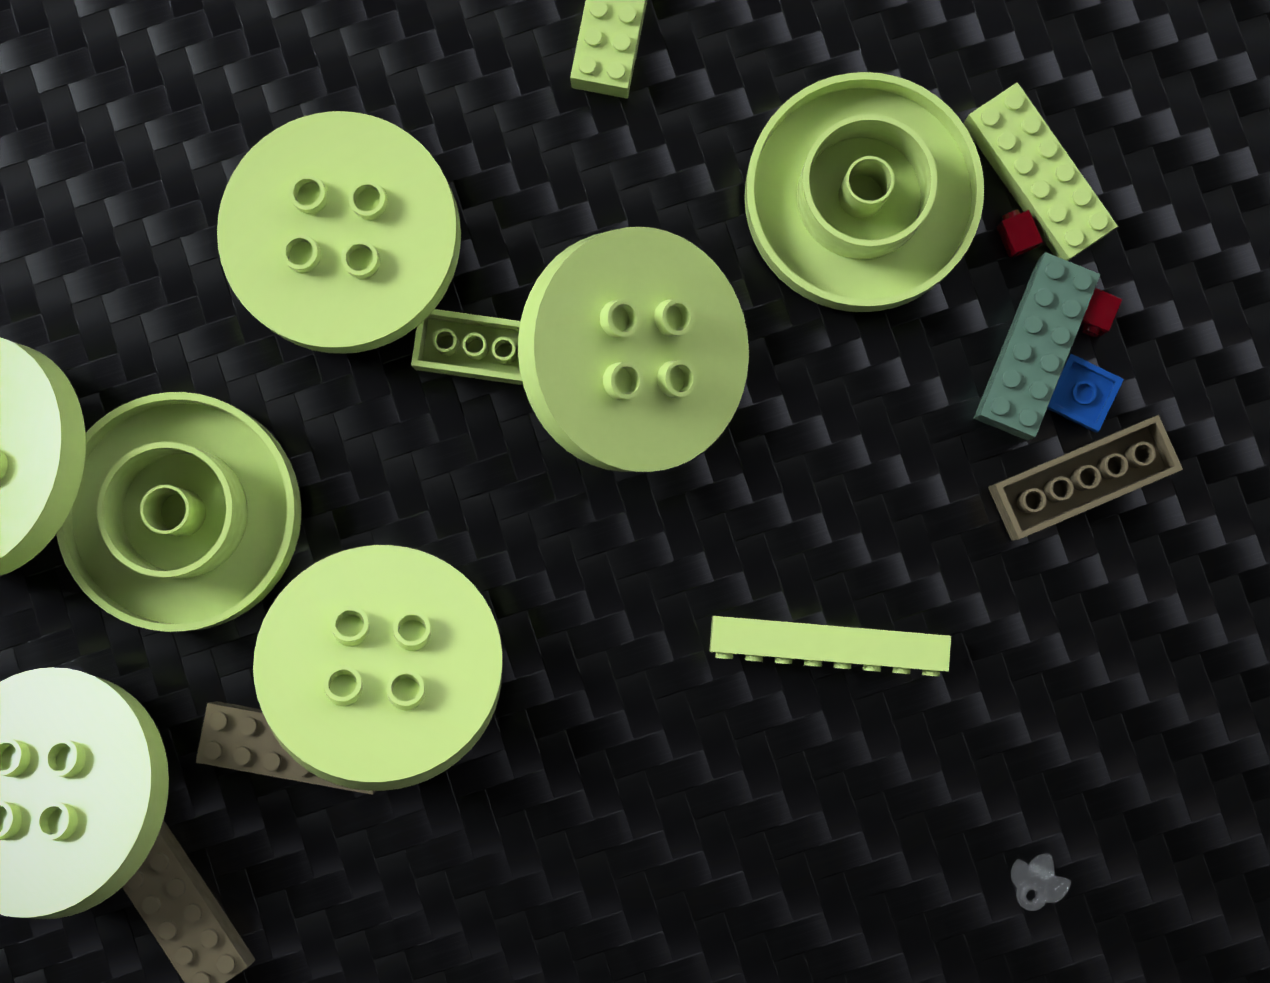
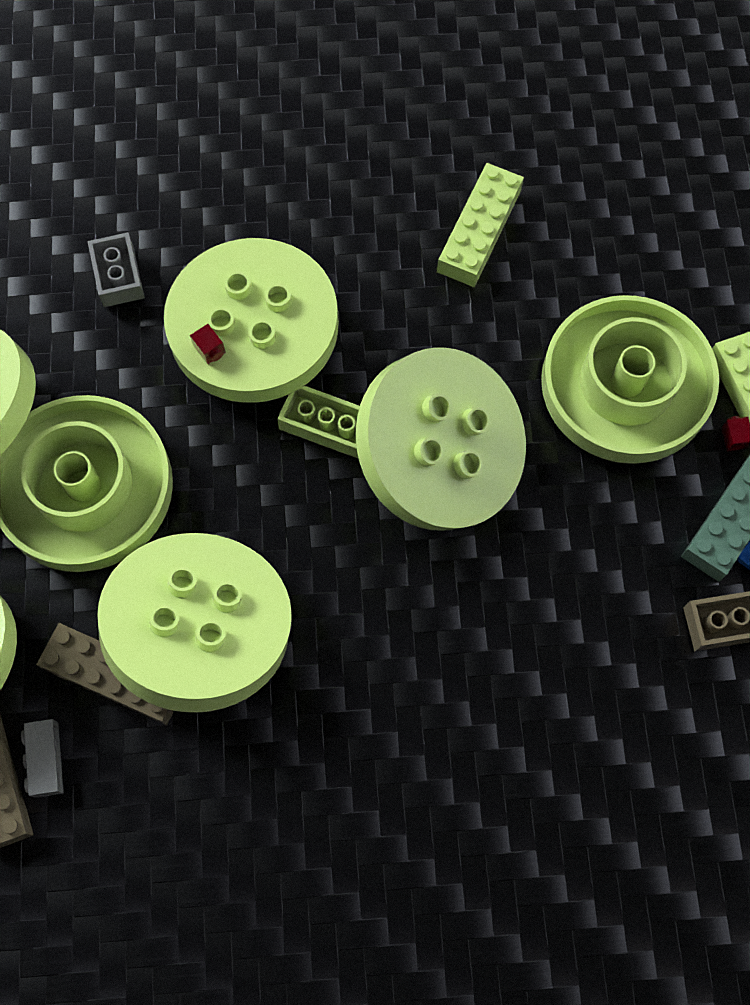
camera: 10 degrees right, 15 degrees down
(132, 195) = (115, 269): none -> light grey brick
(238, 870) = (42, 758): none -> light grey brick
(293, 293) = (208, 344): none -> dark red brick
(830, 644) = (541, 694): yellowish green brick -> none
(1040, 878) = (672, 923): clear plate -> none

